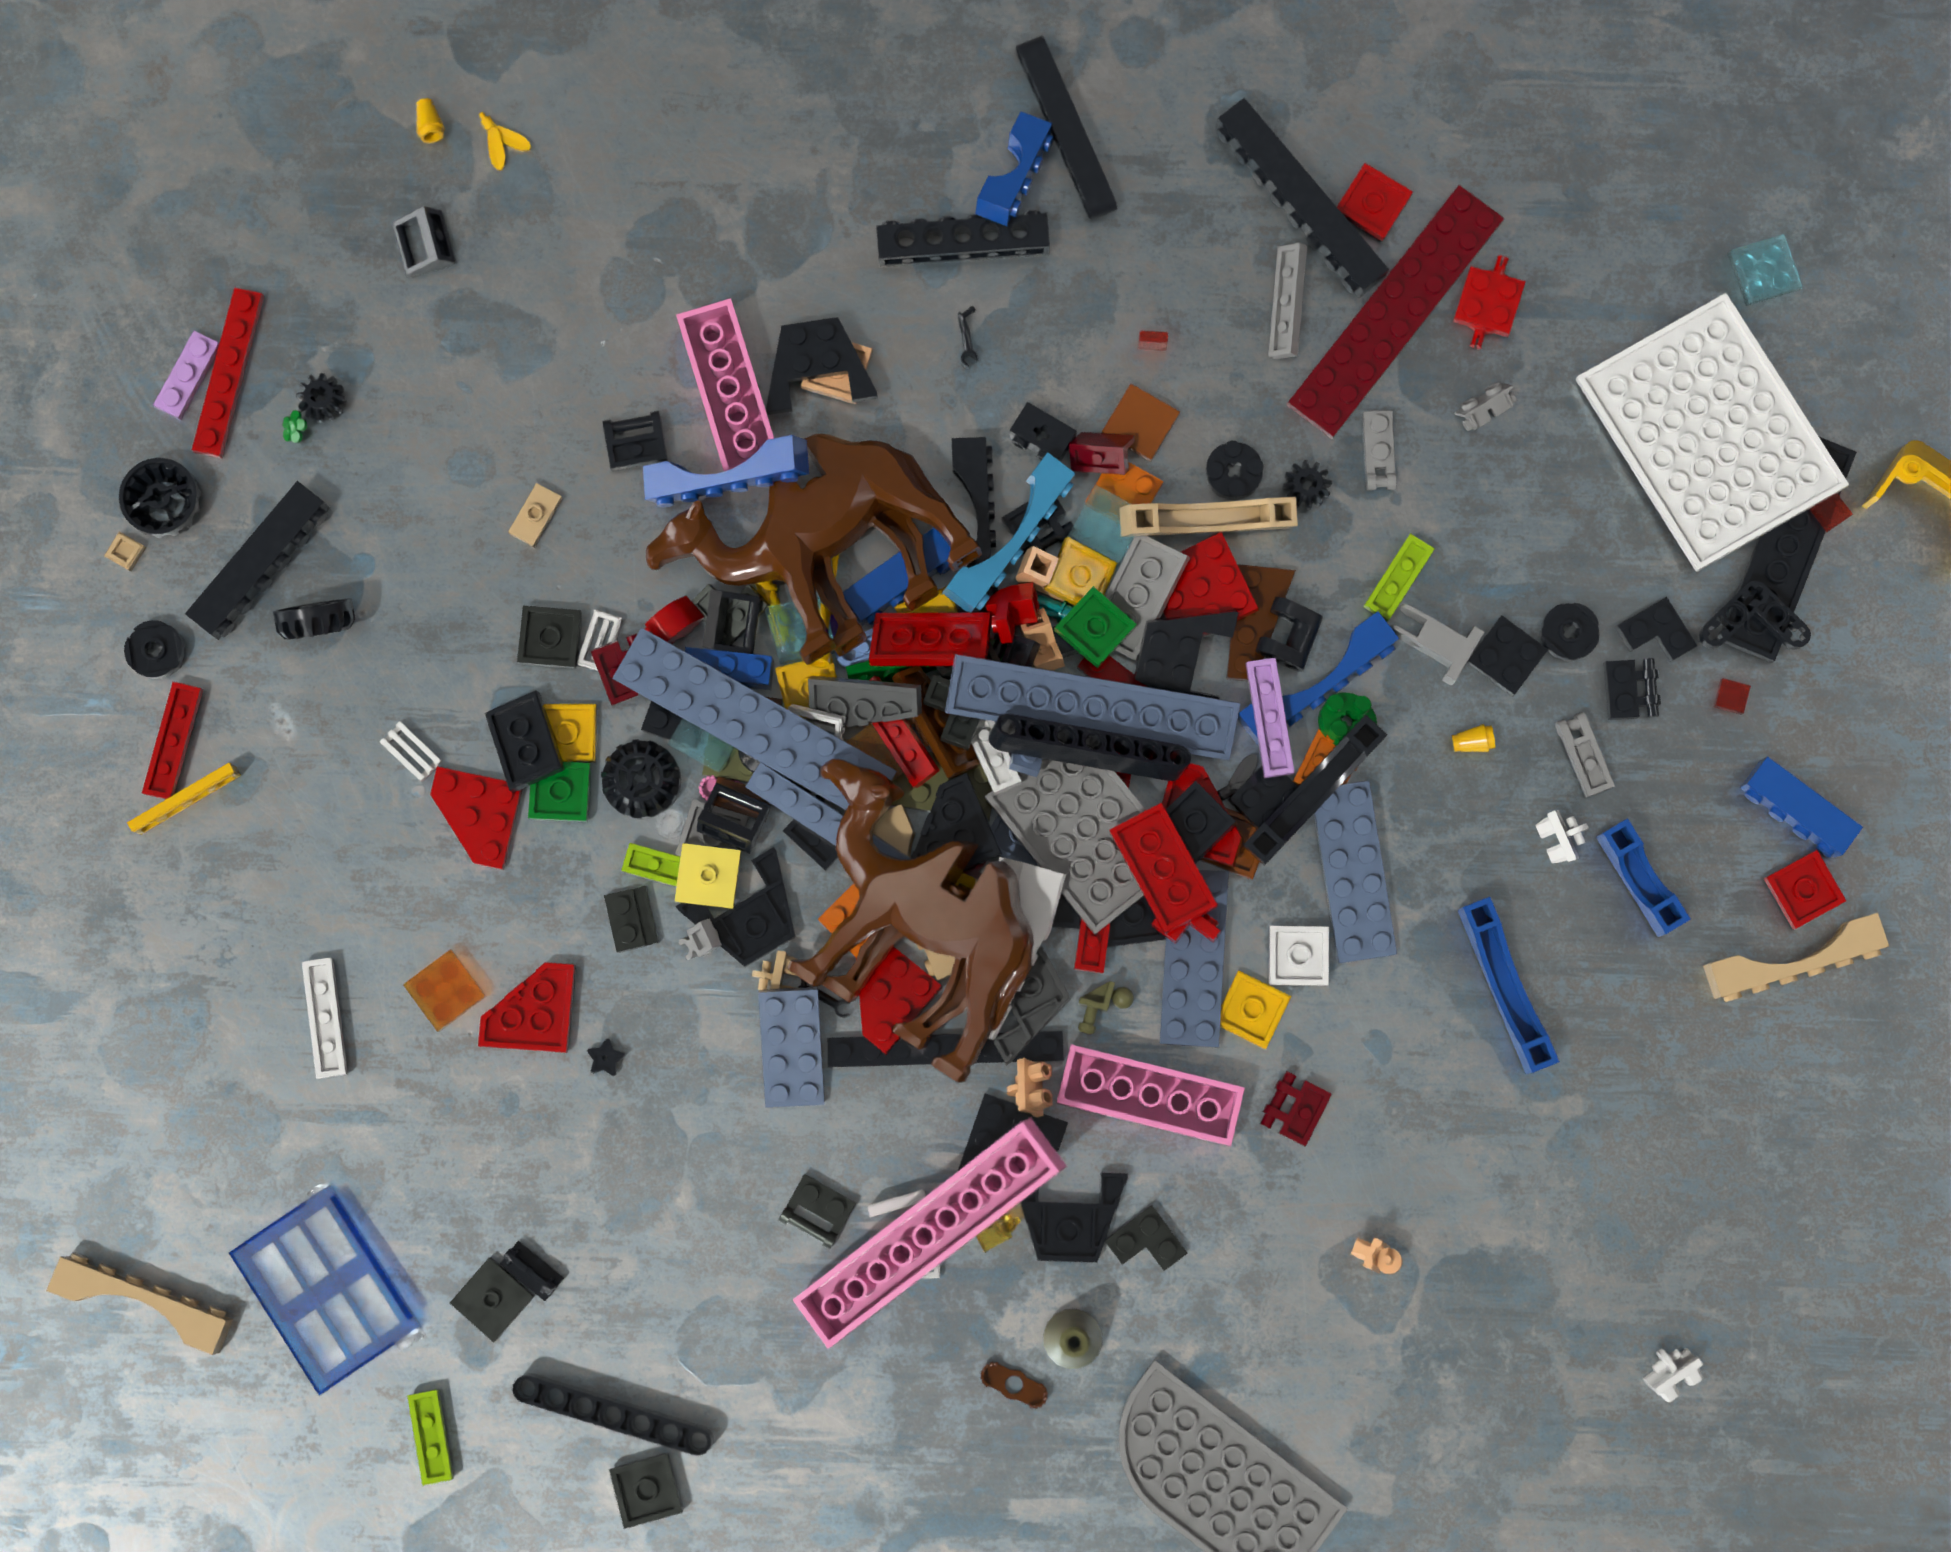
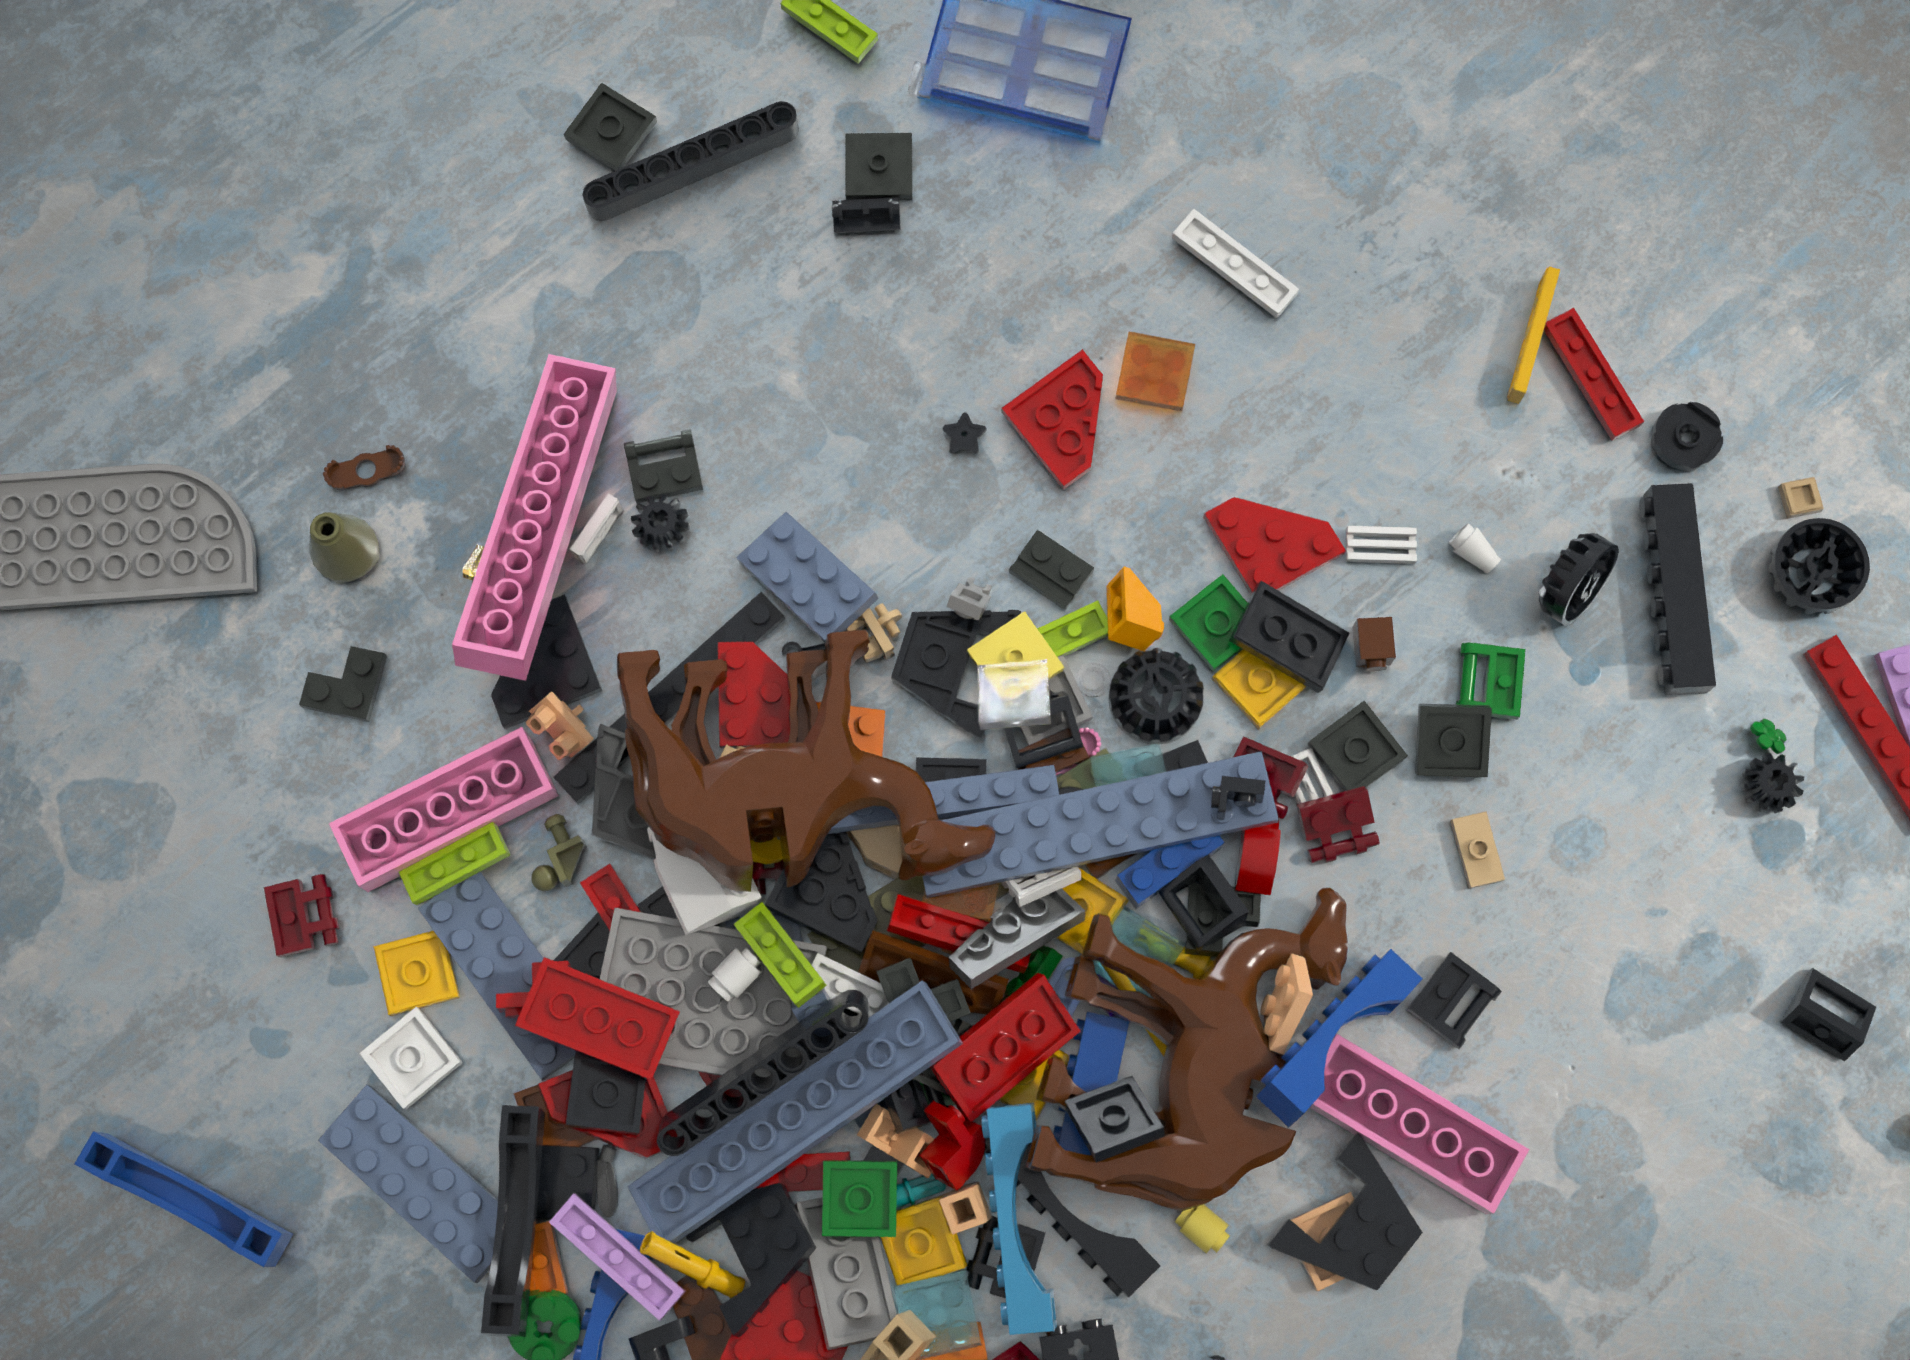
camera: 140 degrees right, 5 degrees down
(356, 697) = (1474, 548): none -> white cone
(420, 600) = (1502, 679): none -> green plate
(476, 692) = (1374, 643): none -> reddish brown brick
(486, 590) = (1453, 740): none -> pearl dark grey plate
(497, 136) = (1865, 1182): yellow piece -> none
(601, 608) = (1333, 815): none -> dark red plate
(607, 843) = (1132, 612): none -> light orange slope
(649, 658) = (1241, 790): none -> black bracket
(730, 848) = (1013, 694): none -> clear tile
(739, 515) = (1287, 1003): none -> light nougat plate
(858, 1162) = (660, 511): none -> black gear
(904, 534) = (1114, 1118): none -> plate
(906, 438) = (1203, 1228): none -> light yellow brick
(1018, 810) = (780, 954): none -> lime plate
(1055, 824) = (735, 973): none -> white brick
(1073, 1229) = (415, 642): black wing -> none
(1172, 1054) = (454, 863): none -> lime plate
(1225, 668) = (705, 1272): none -> yellow pin
(1377, 1256) = (118, 843): light nougat hips -> none

